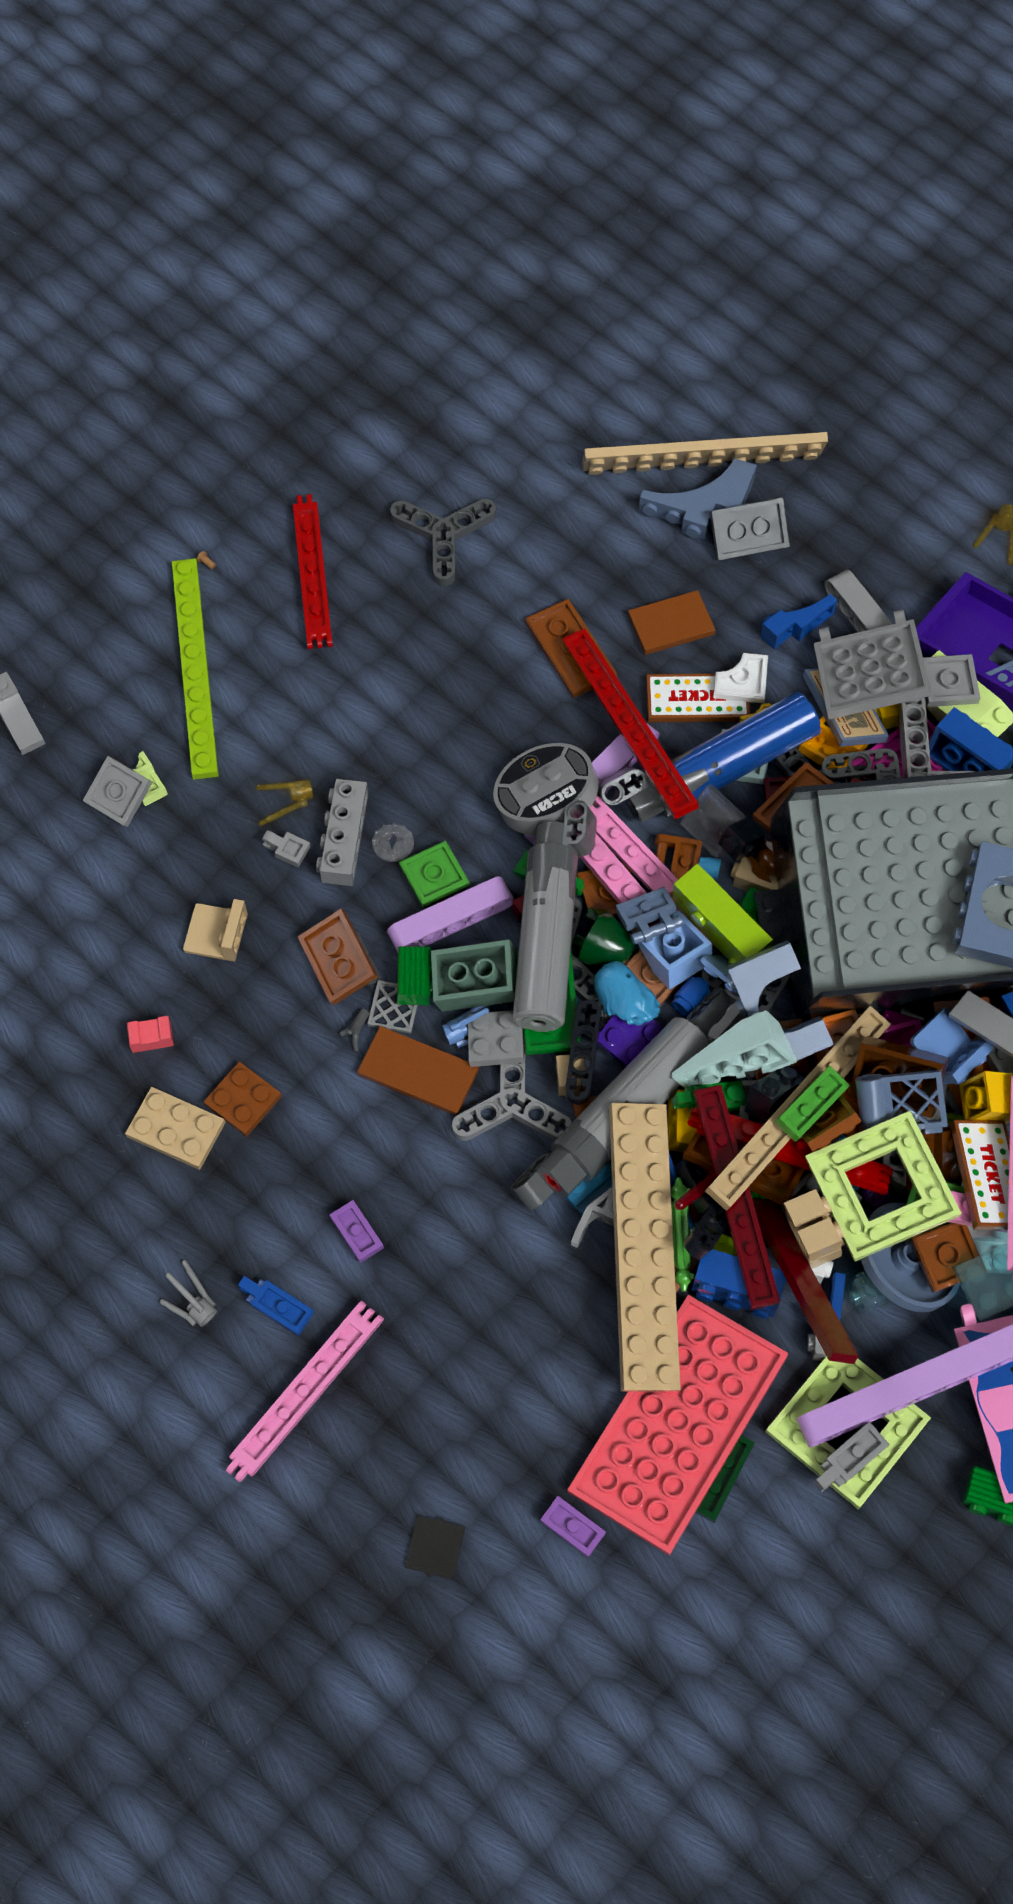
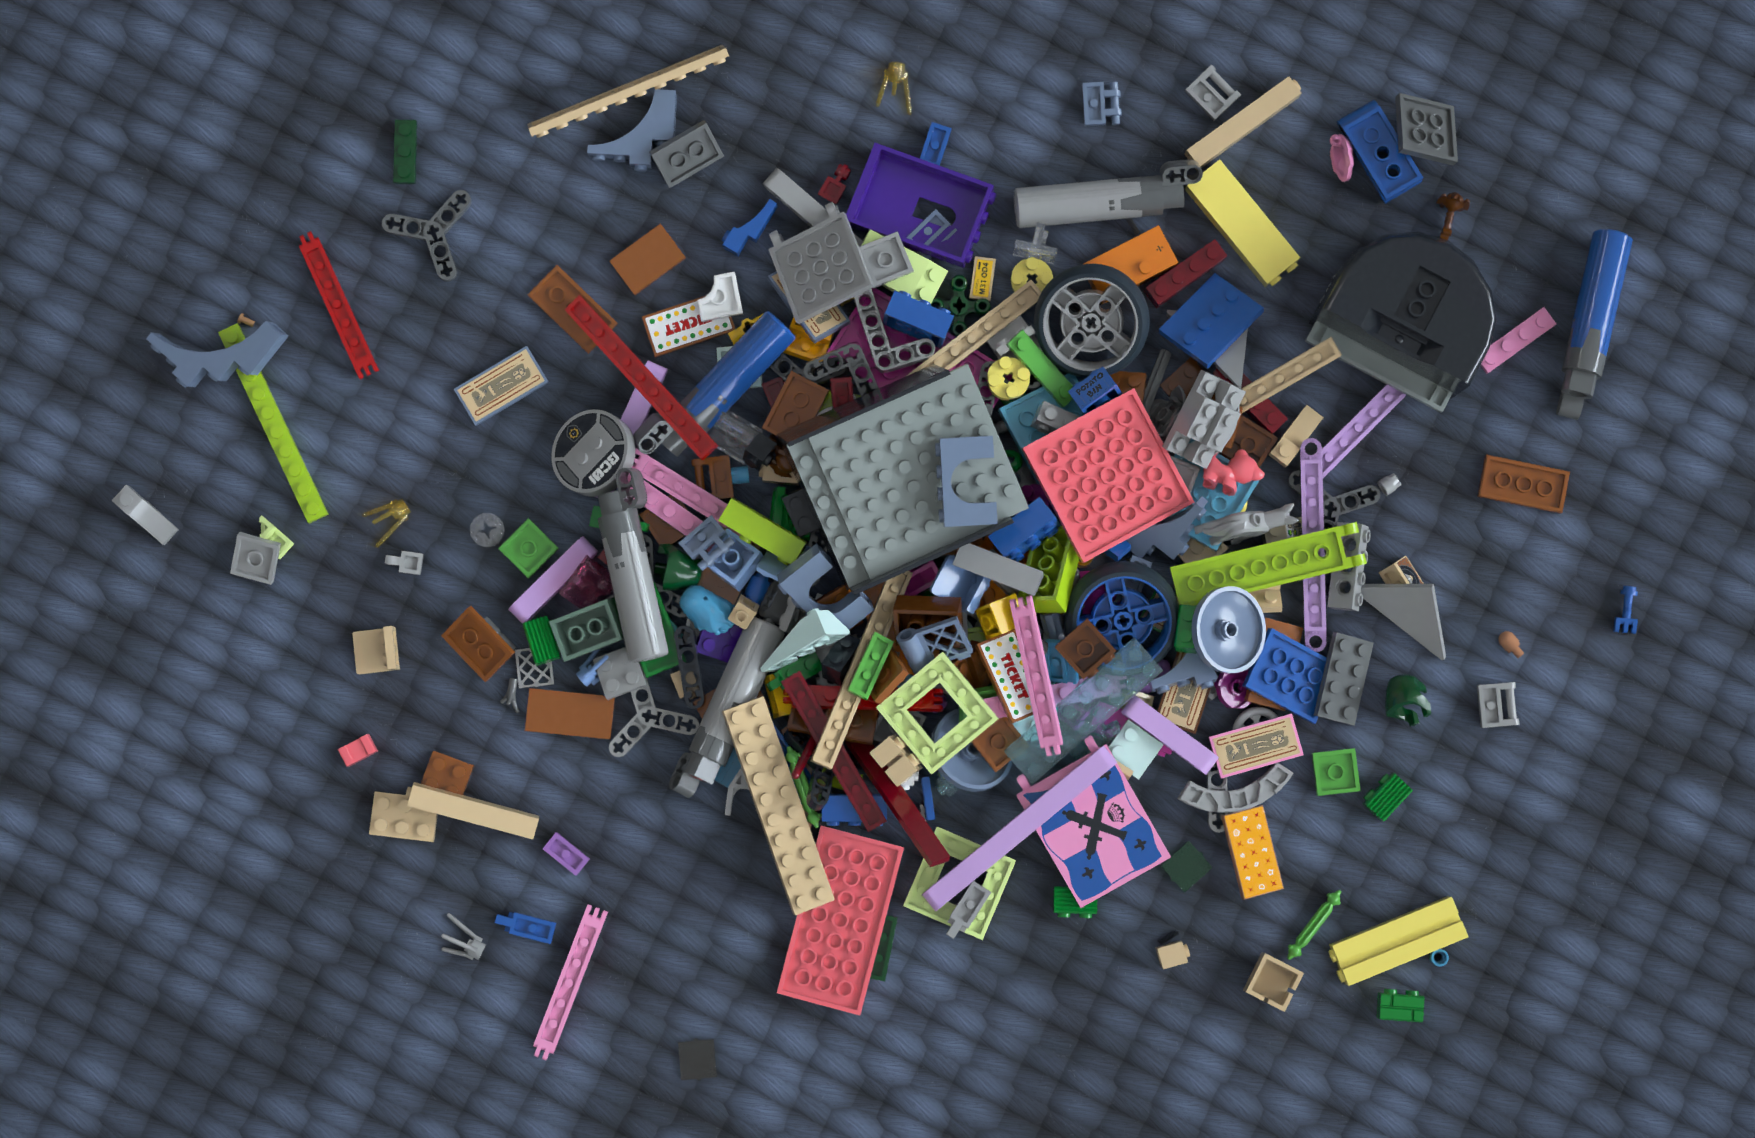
camera: 20 degrees left, 20 degrees up
(194, 582) = (249, 355): none -> sand blue arch
(260, 1140) = (472, 810): none -> tan brick
(343, 832) = (446, 535): light grey brick -> none
(441, 452) = (405, 152): none -> dark green plate
(463, 700) = (501, 385): none -> tile
(489, 923) = (587, 583): none -> clear pink slope
(573, 1526) = (788, 1016): medium lavender plate -> none
(668, 1008) = (743, 612): none -> tan bracket
(911, 608) = (832, 188): none -> dark red plate

